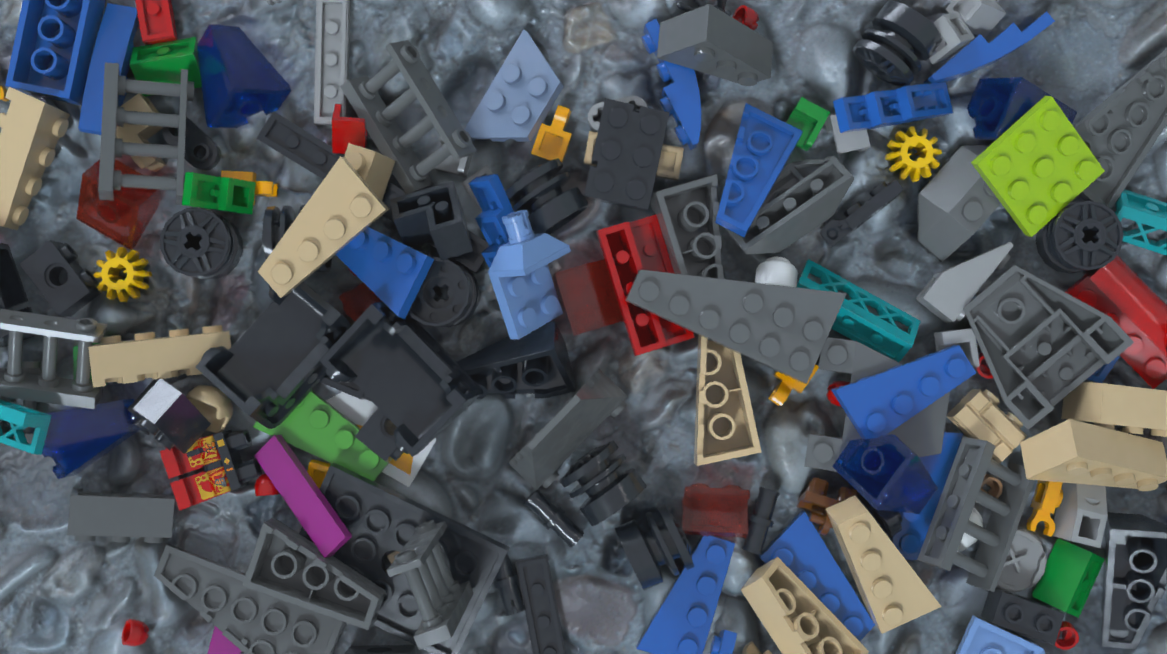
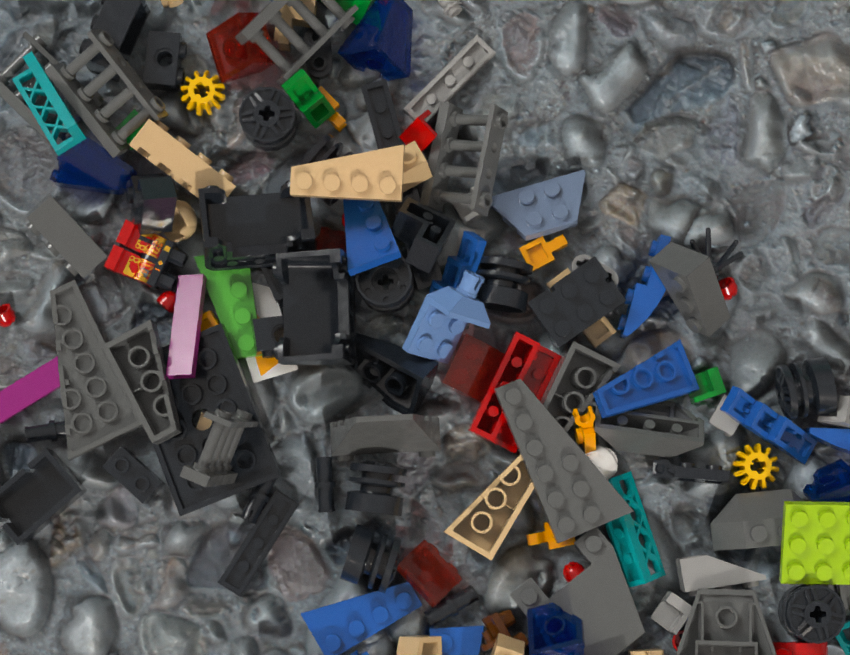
camera: 30 degrees right, 5 degrees down
(739, 262) = (585, 433): none -> light orange plate
(894, 396) = (613, 604): blue wing -> none

